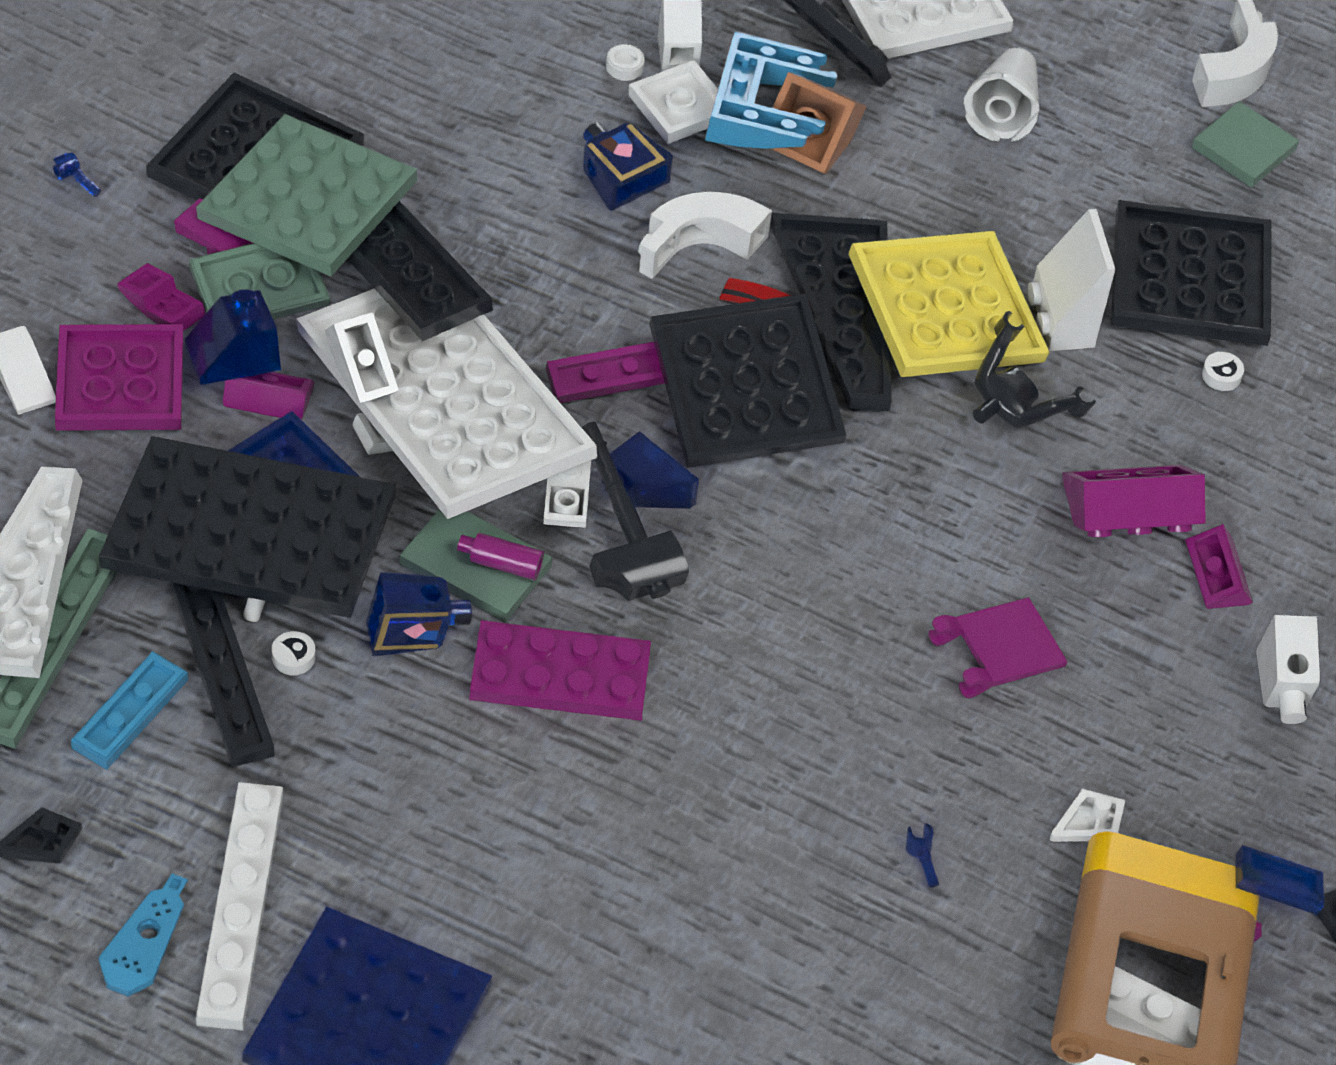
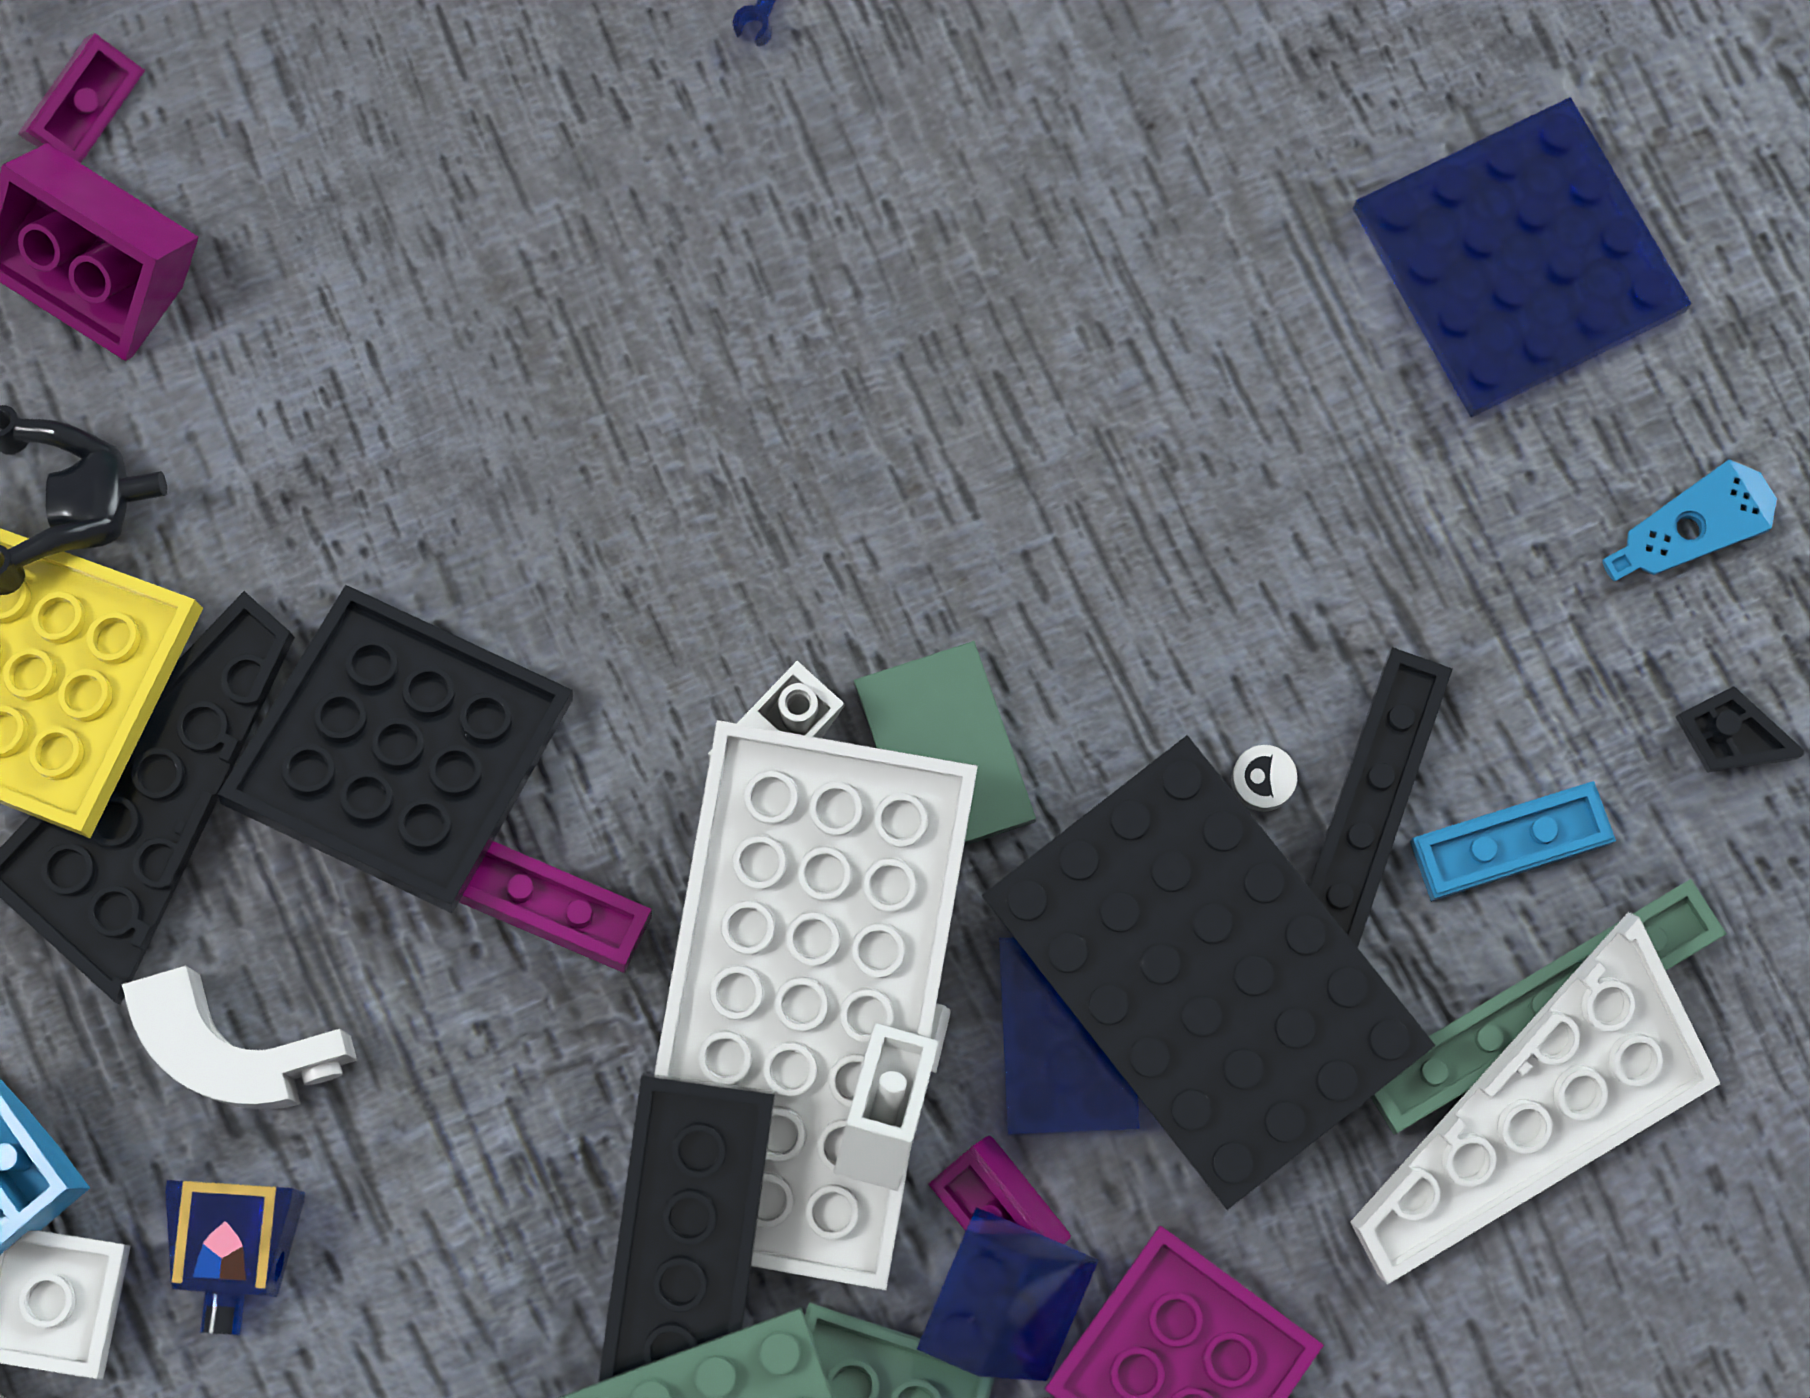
camera: 135 degrees left, 25 degrees up
(240, 907) = (1560, 491): white plate -> none
(412, 613) = (1096, 701): clear blue torso -> none
(502, 555) = (921, 707): magenta cylinder -> none
(560, 670) = (967, 527): magenta plate -> none
(646, 562) = (748, 582): black piece -> none
(653, 475) = (643, 710): clear blue slope -> none
(747, 291) = (244, 897): red sticker -> none
(1006, 642) = (421, 188): magenta flag -> none

